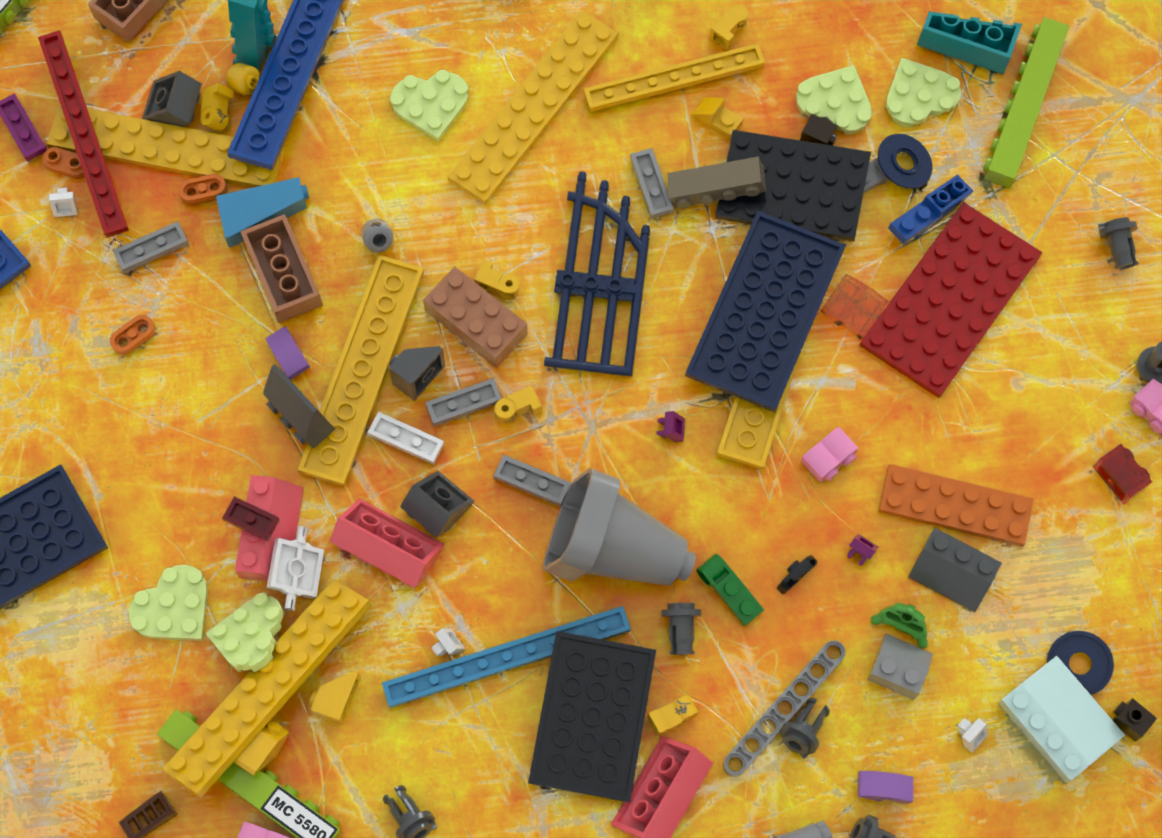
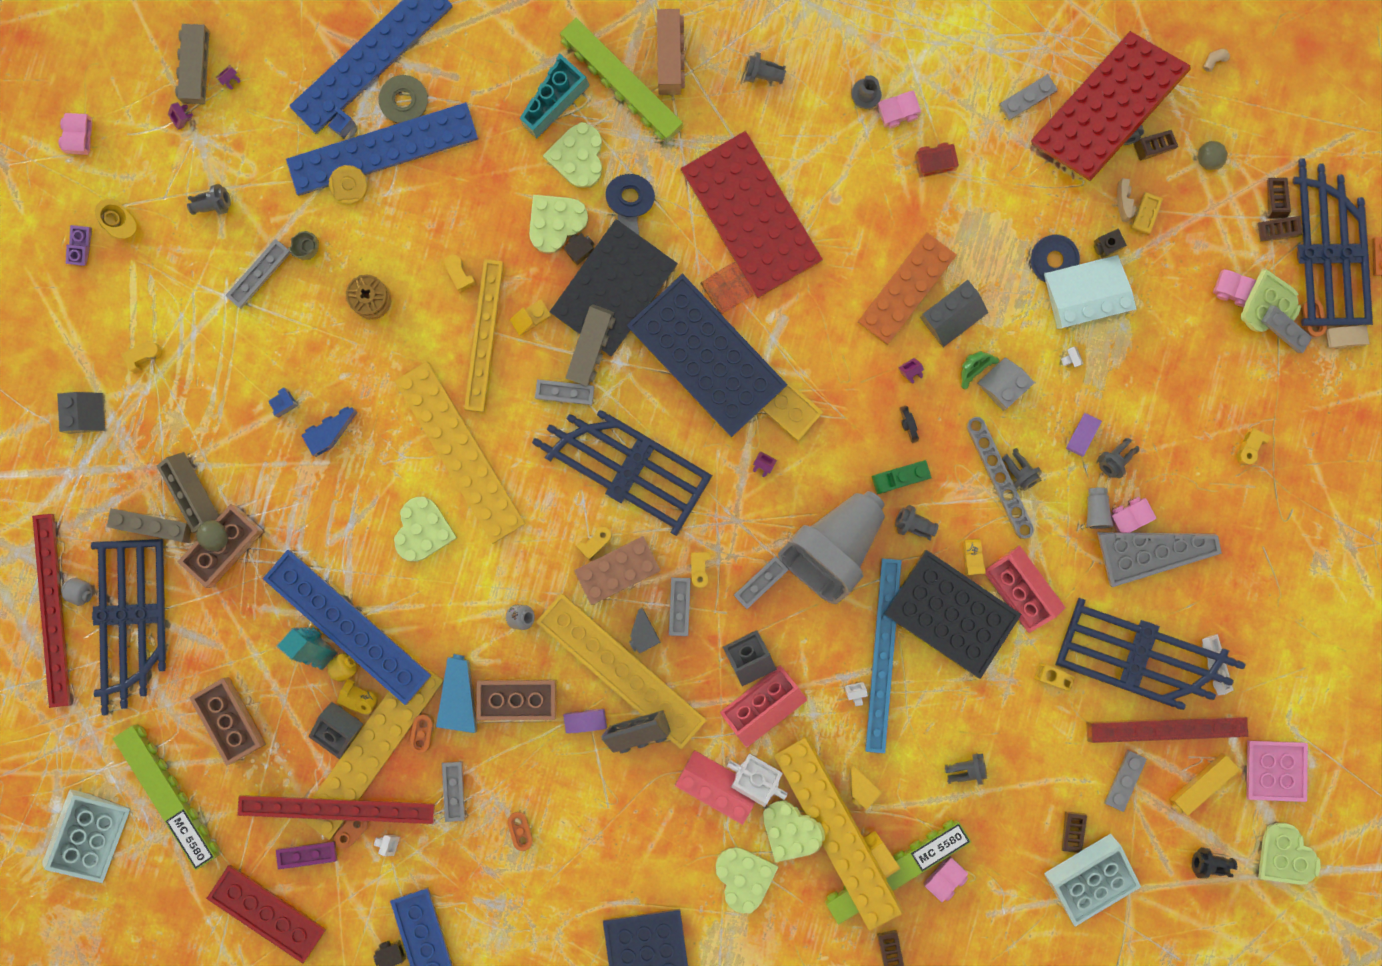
camera: 65 degrees left, 15 degrees up
(250, 518) = (712, 799): dark red plate -> none
(406, 438) = (689, 660): white plate -> none
(830, 455) = (833, 360): bright pink brick -> none
(930, 210) = (677, 196): blue slope -> none
(1085, 133) = (669, 46): none -> nougat brick

